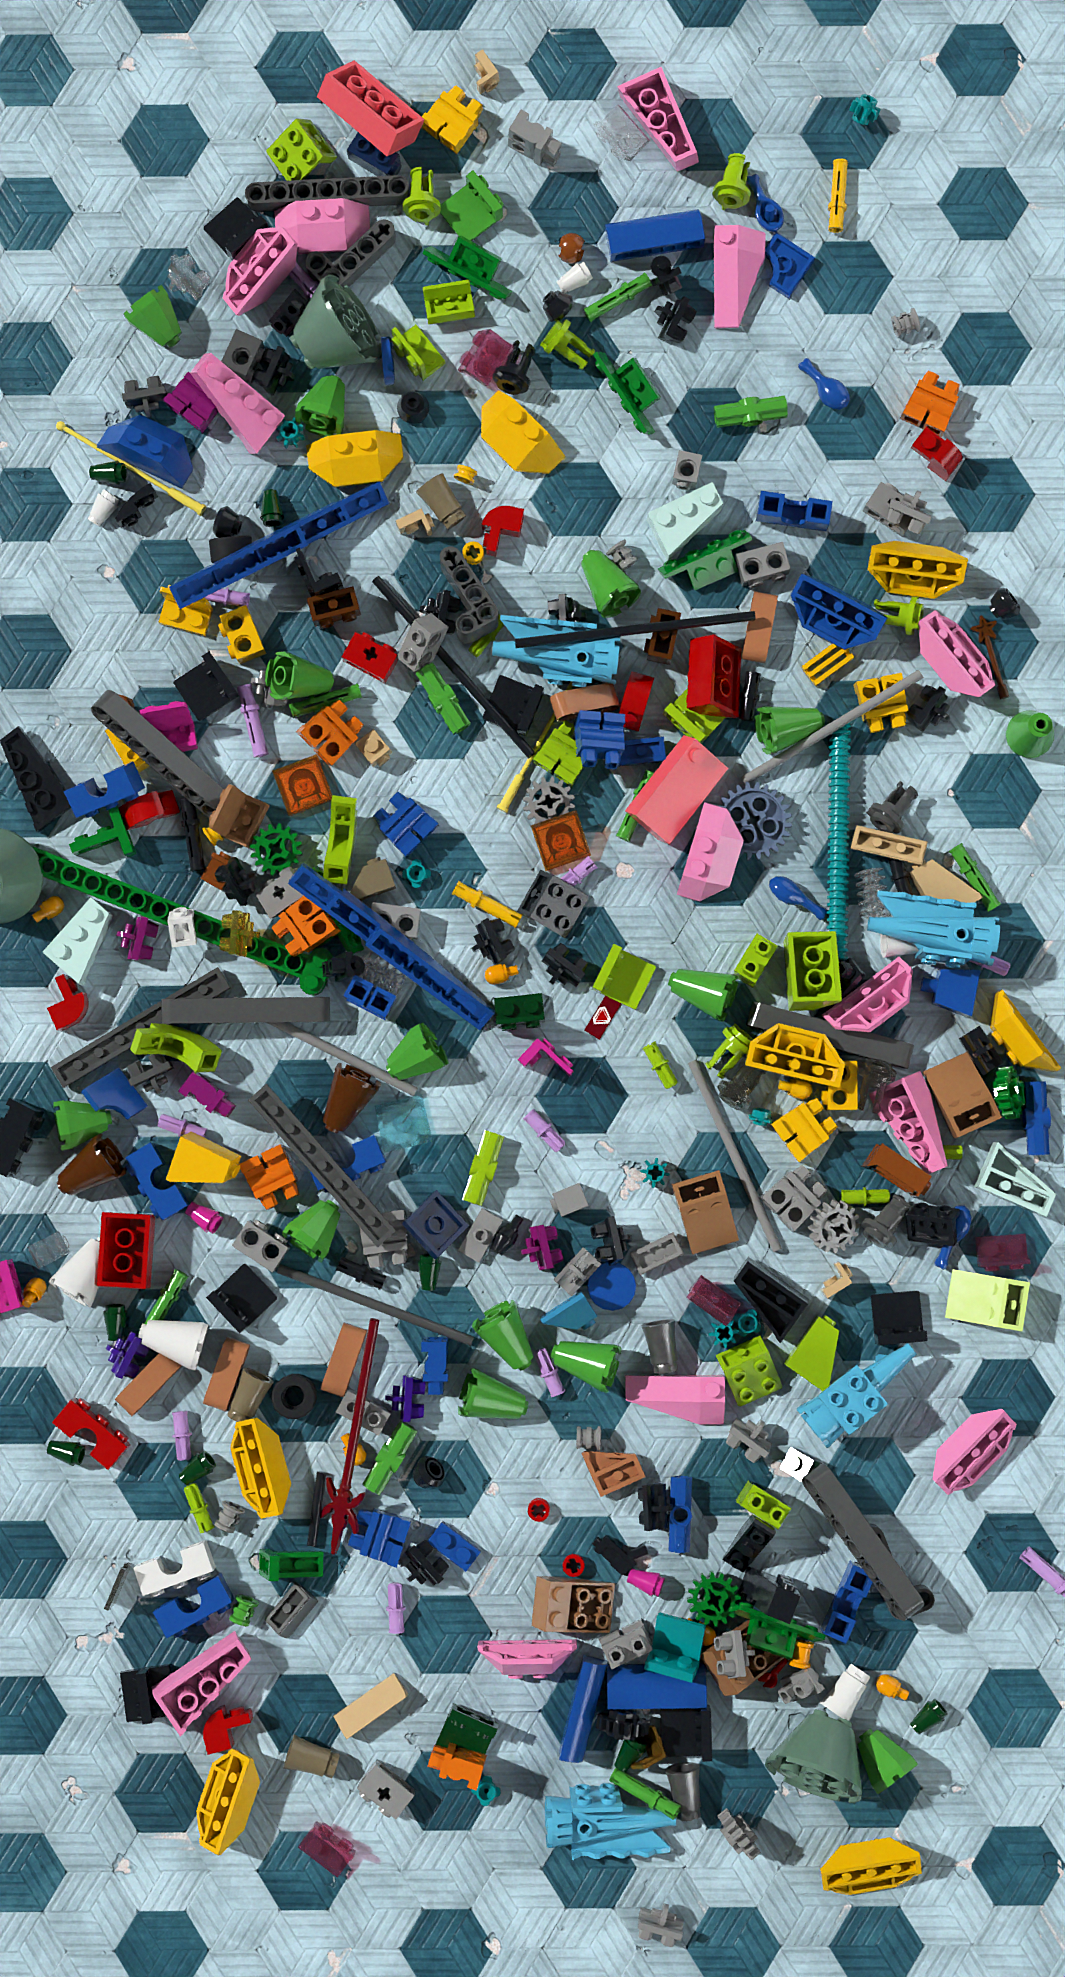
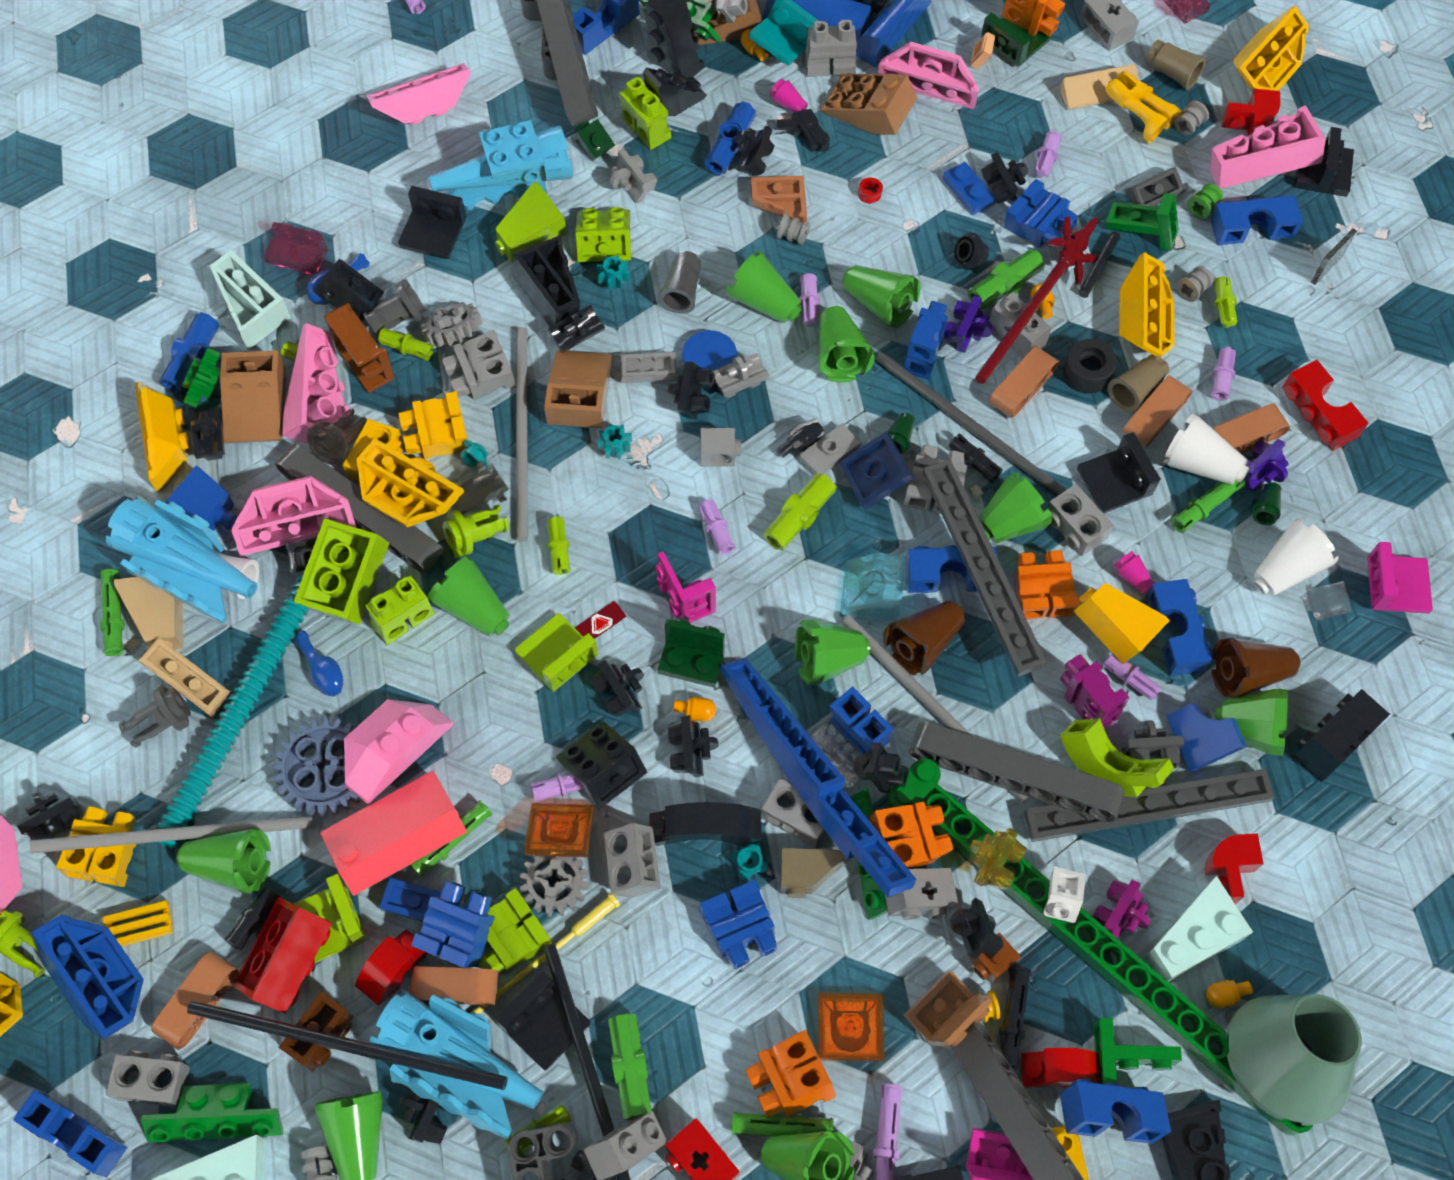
camera: 165 degrees left, 20 degrees down
(33, 1291) = (1355, 564): light orange cylinder -> none
(66, 1451) = (1356, 394): dark green cone -> none
(126, 1250) = (1237, 563): red slope -> none
(154, 1577) = (1288, 255): white arch -> none
(198, 1467) = (1214, 337): dark green cone -> none
(280, 1699) = (1191, 118): none -> light grey bush
(282, 840) = (904, 944): green gear -> none
(336, 1704) = (1130, 93): none -> yellow piece
(341, 839) = (829, 929): lime arch -> none
(374, 748) = (742, 1036): tan bracket -> none
(456, 882) = (706, 821): none -> black arch
(486, 904) = (670, 780): yellow pin -> none
(490, 1704) = (982, 50): none -> light nougat tile
(499, 837) = (631, 860): none -> light grey brick
(539, 1249) = (772, 413): magenta hips -> none
(571, 1314) = (769, 339): dark azure slope -> none
(578, 1559) = (856, 128): red bush -> none
(683, 1396) = (672, 231): bright pink wedge -> none
(704, 1603) = (729, 63): green gear -> none
(713, 1300) = (610, 298): clear pink bracket -> none
(729, 1262) = (576, 328): none -> black hips
(753, 1326) = (585, 269): teal plate -> none
(833, 1284) = (475, 275): tan bracket -> none
(870, 886) = (230, 634): clear piece -> none
(900, 876) = (193, 638): black pin -> none
(987, 1300) = (332, 208): yellowish green slope -> none

